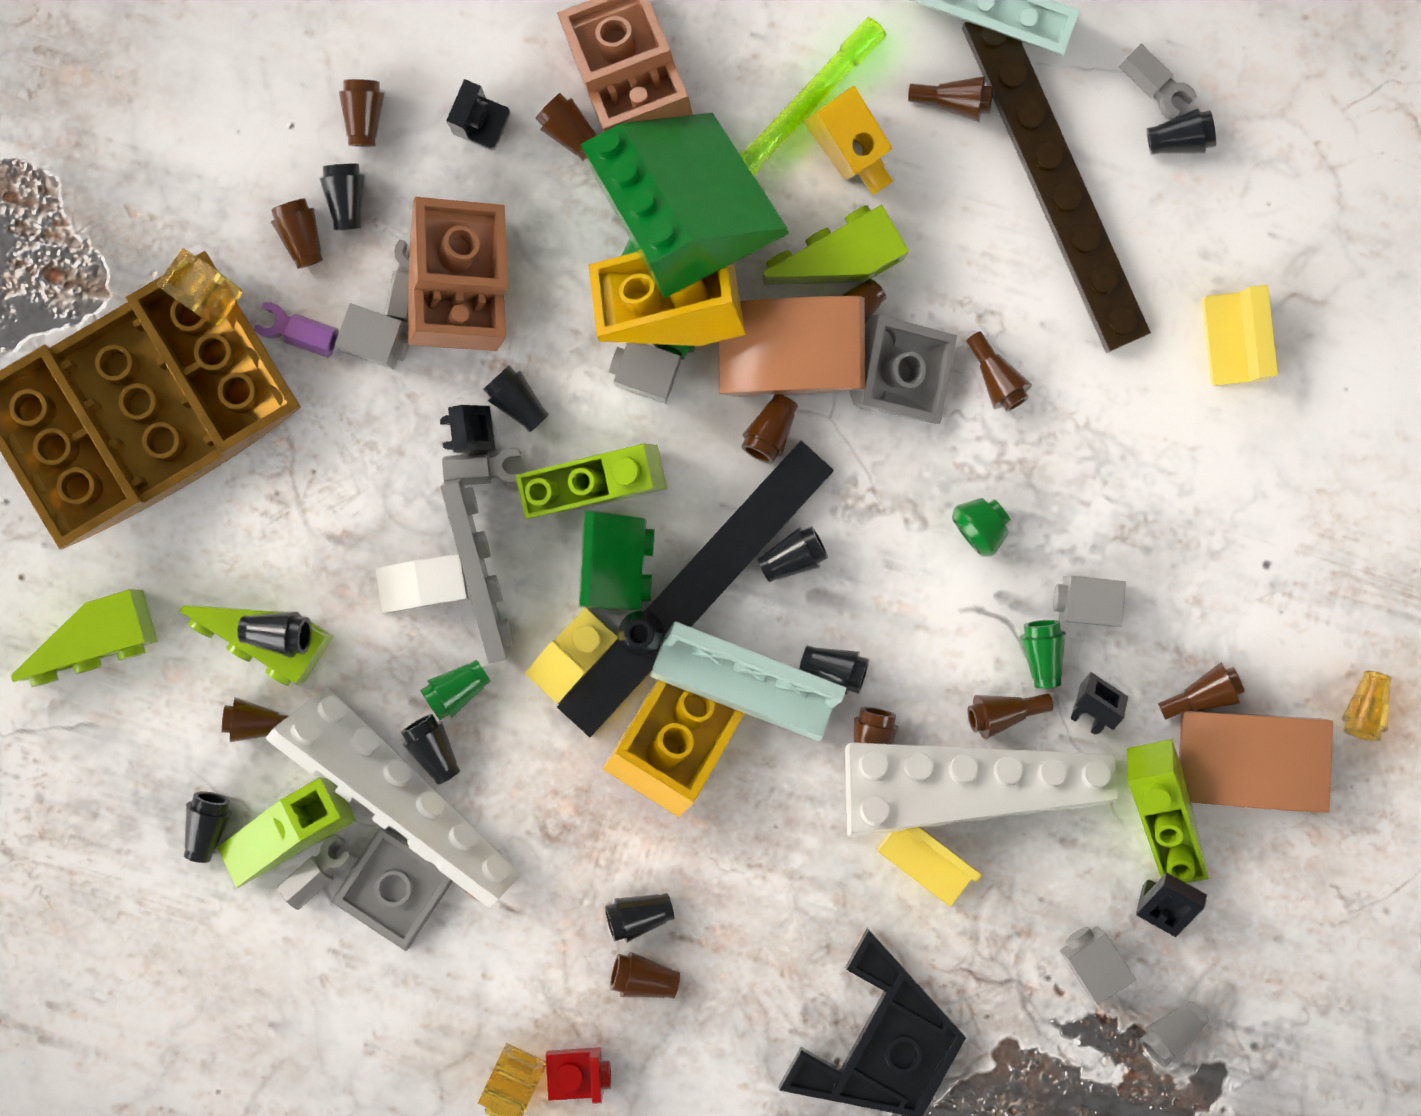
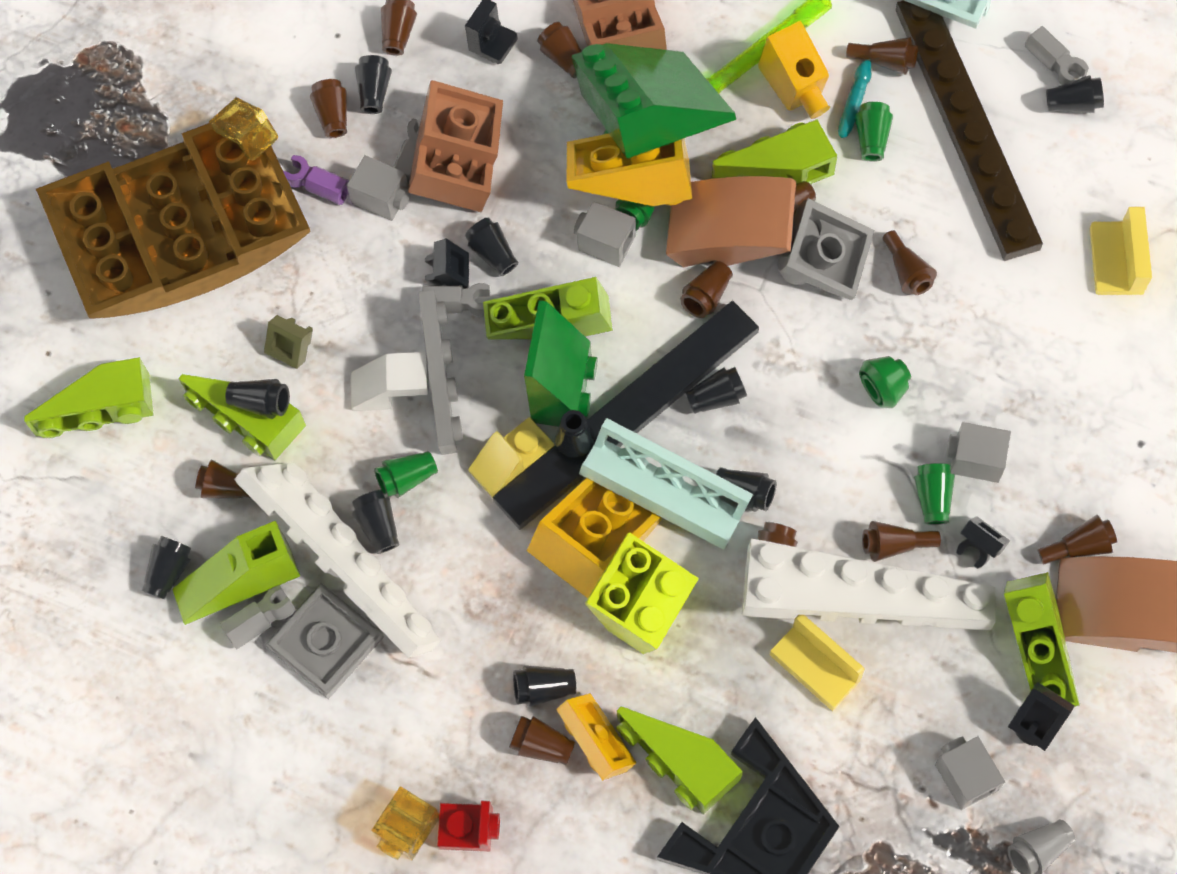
camera: 15 degrees right, 20 degrees down
(297, 543) = (287, 341): none -> olive tile
(701, 967) = (596, 736): none -> yellow plate
(735, 816) = (640, 594): none -> neon yellow slope
(801, 981) = (689, 759): none -> lime slope
(928, 128) = (855, 97): none -> teal piece
(947, 202) = (873, 129): none -> green cone

